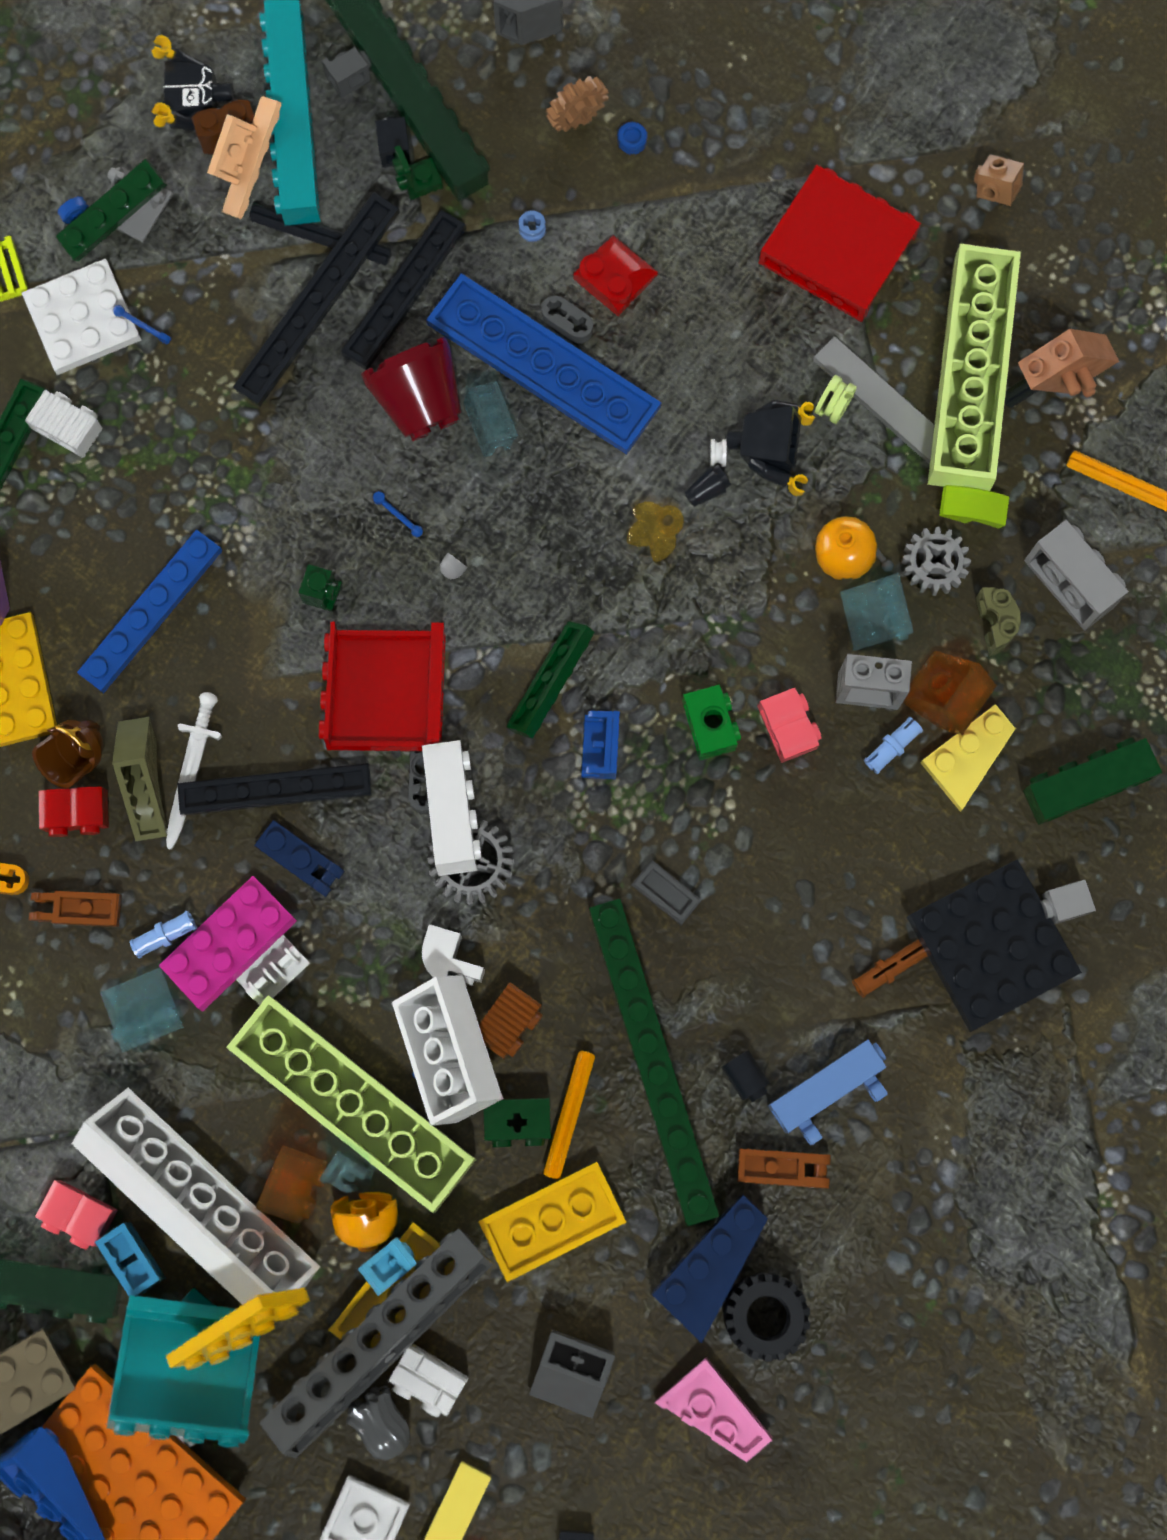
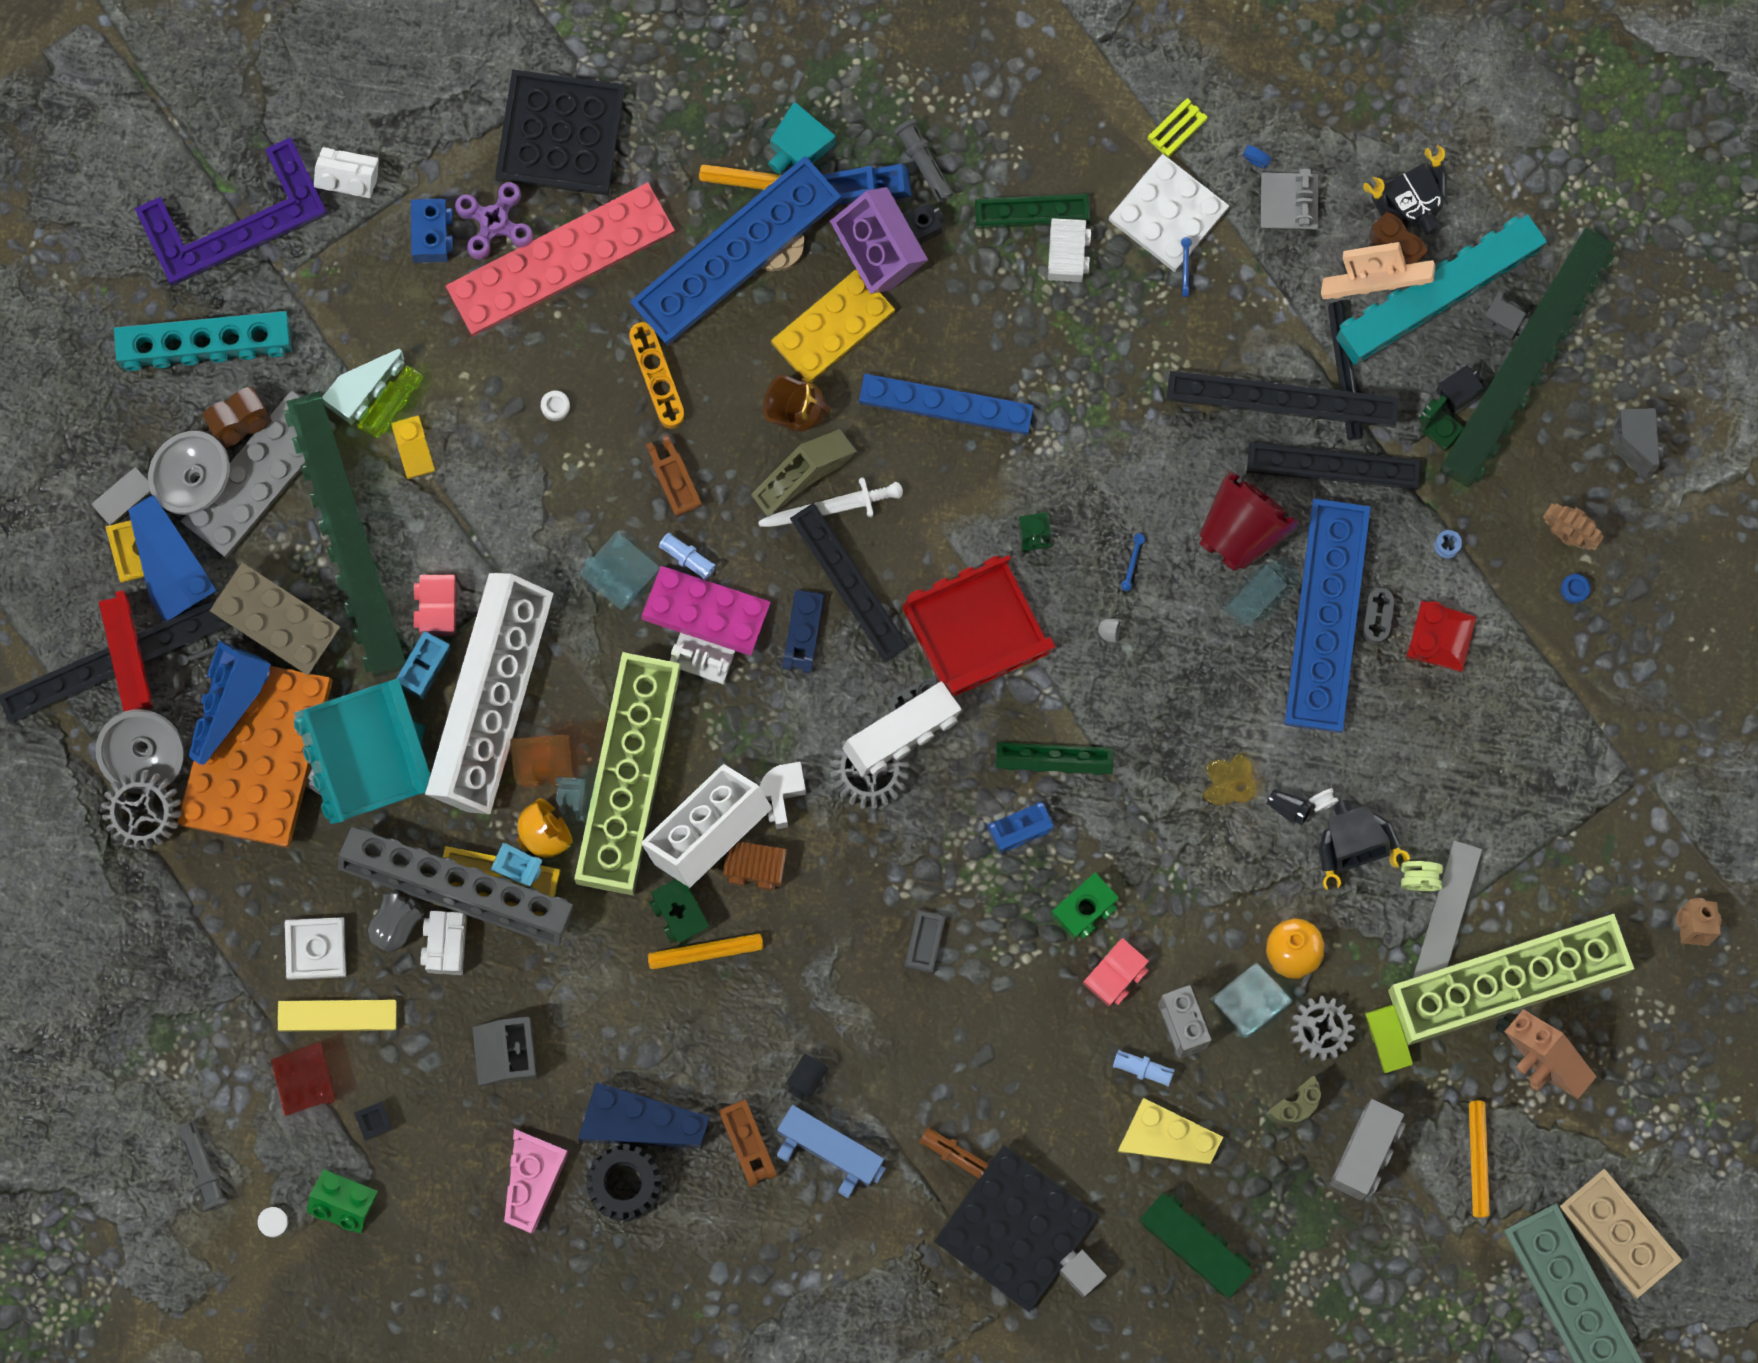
camera: 60 degrees right, 0 degrees up
(73, 810) = (750, 432): red brick -> none
(111, 210) = (1271, 189): dark green plate -> none
(238, 1328) = (415, 772): yellow plate -> none
(551, 1222) = (614, 979): yellow plate -> none
(653, 1063) = (780, 995): dark green brick -> none
(838, 242) = (1570, 811): red panel -> none
(949, 691) = (1212, 1092): clear orange slope -> none

